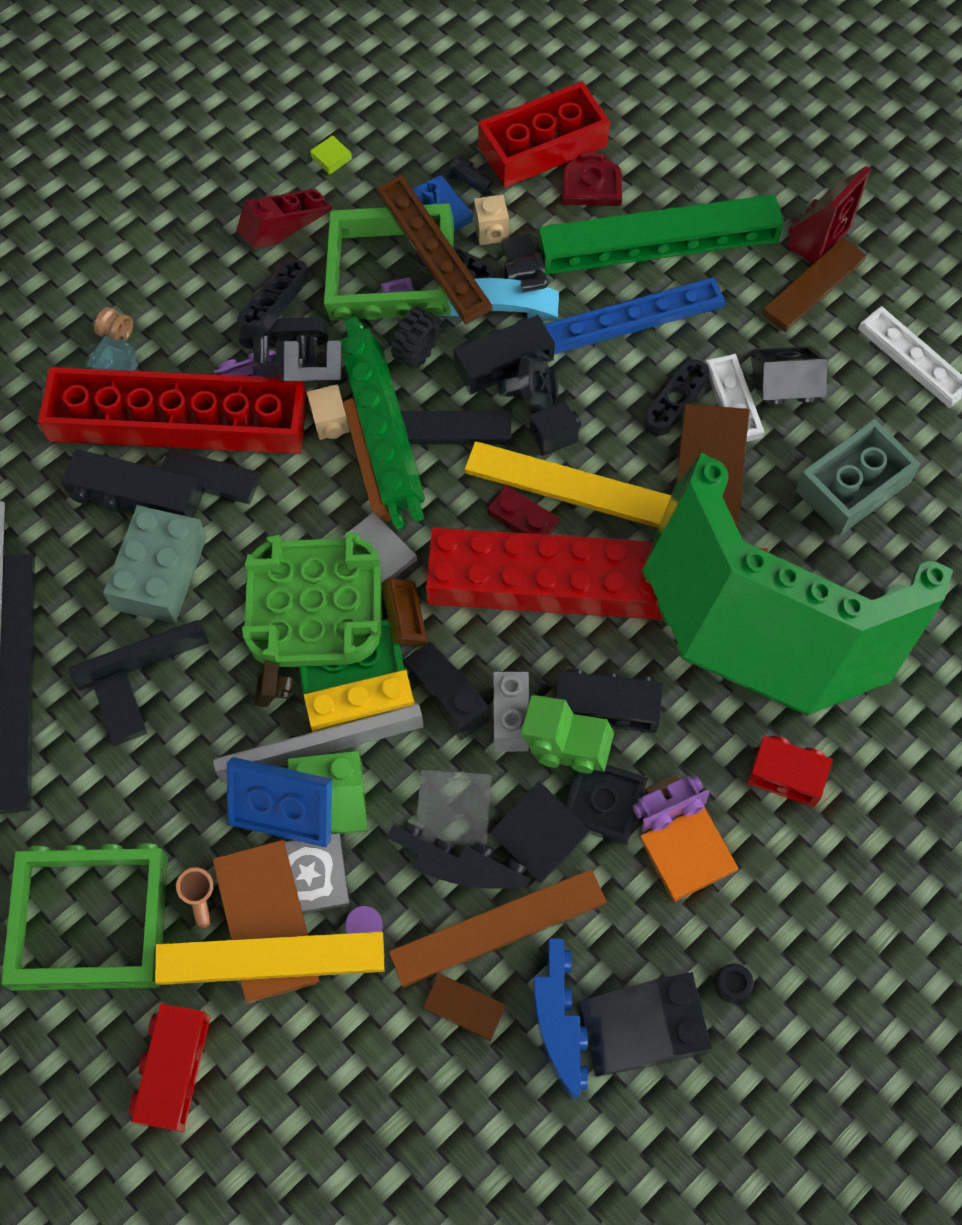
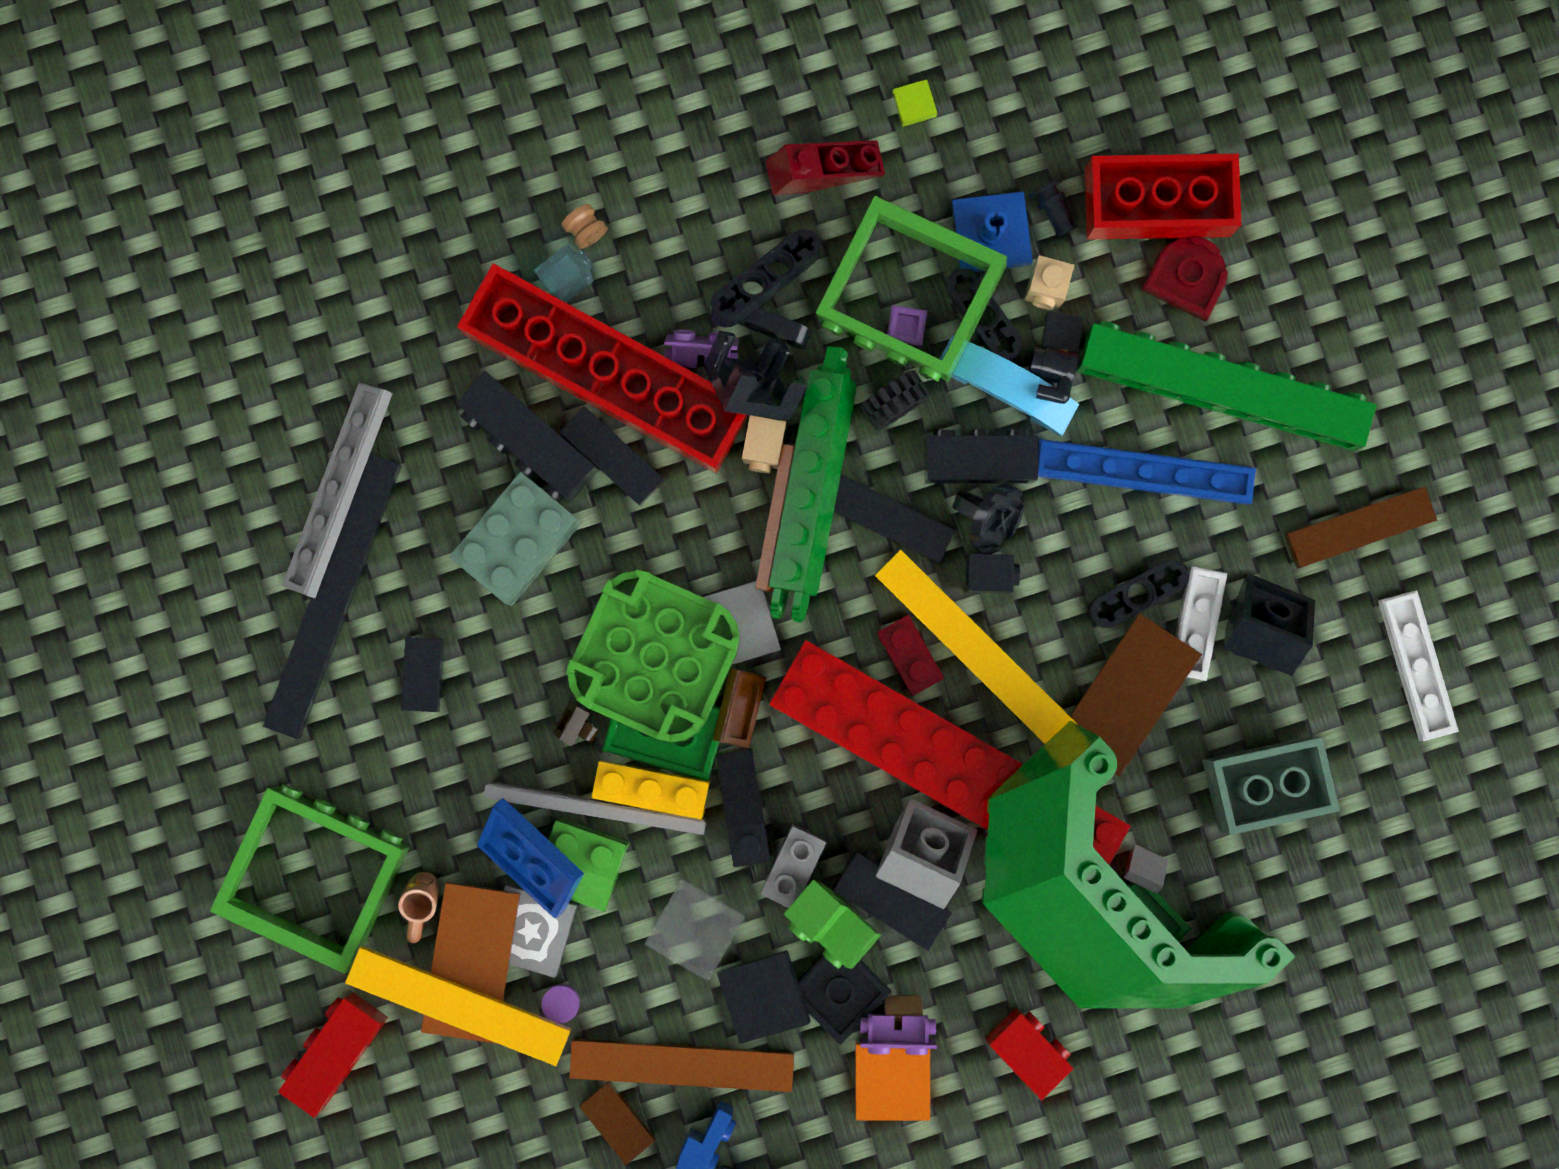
camera: 25 degrees right, 20 degrees up
(139, 654) = (461, 630): black tile -> none
(434, 249) = (960, 307): reddish brown tile -> none
(471, 868) = (677, 1001): black slope -> none
(616, 645) = (927, 853): none -> light grey brick
(828, 218) = (1416, 461): dark red slope -> none

